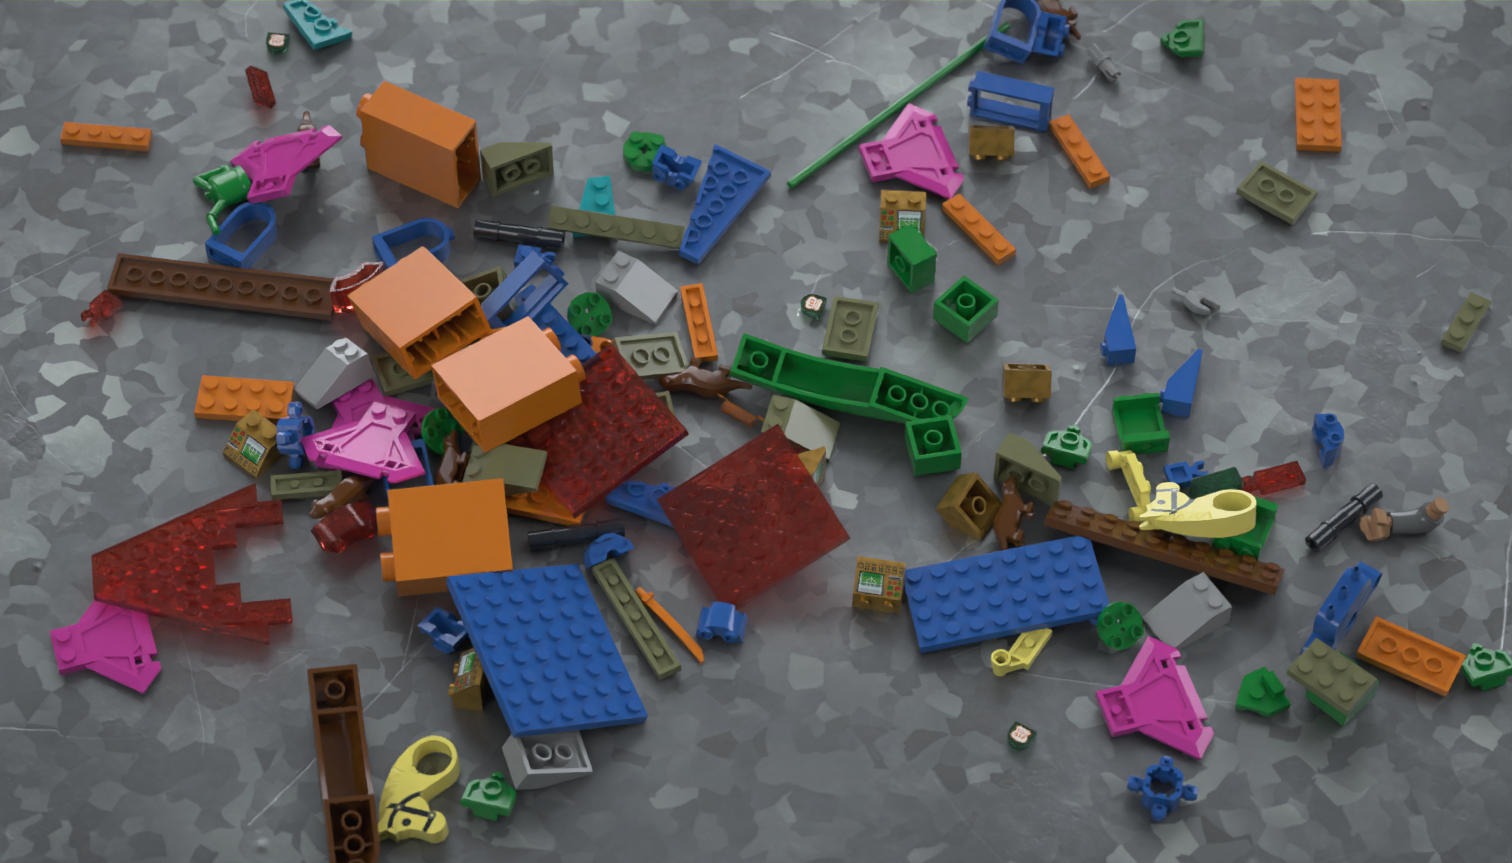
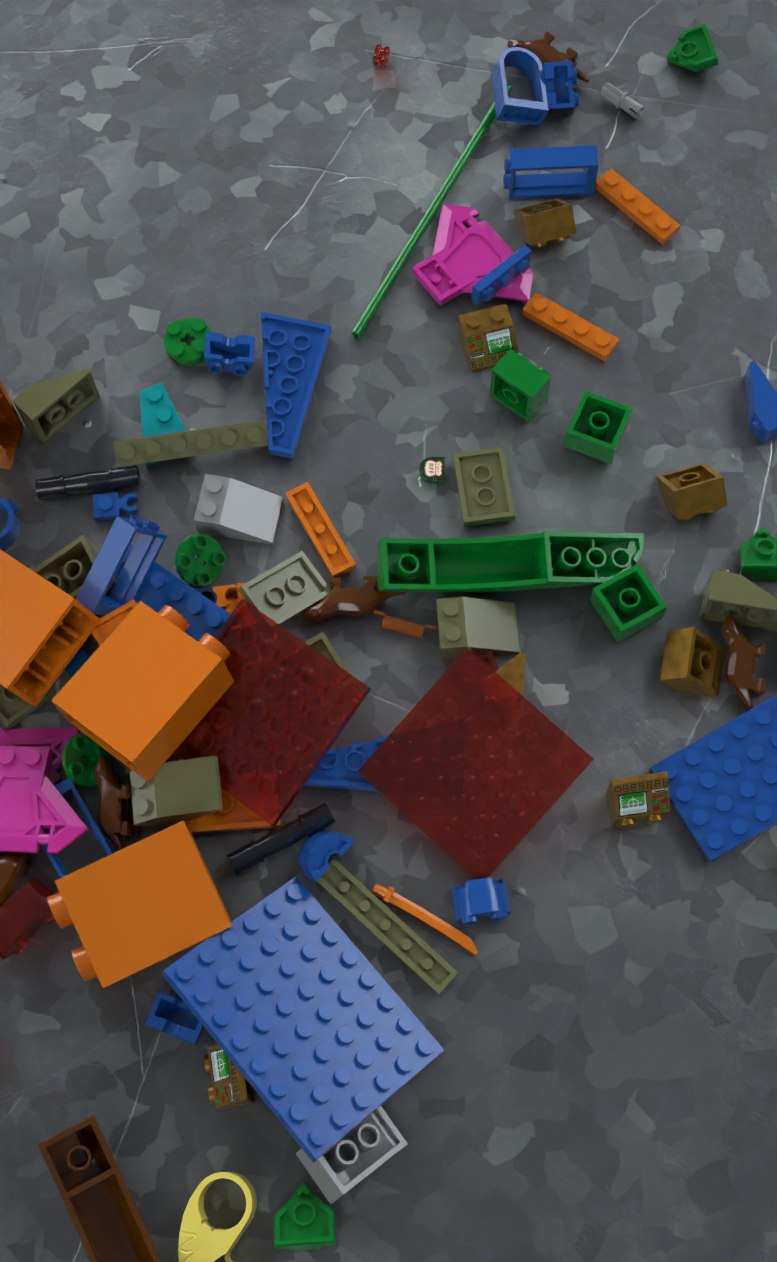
camera: 15 degrees left, 15 degrees up
(931, 170) = (501, 276): none -> blue plate

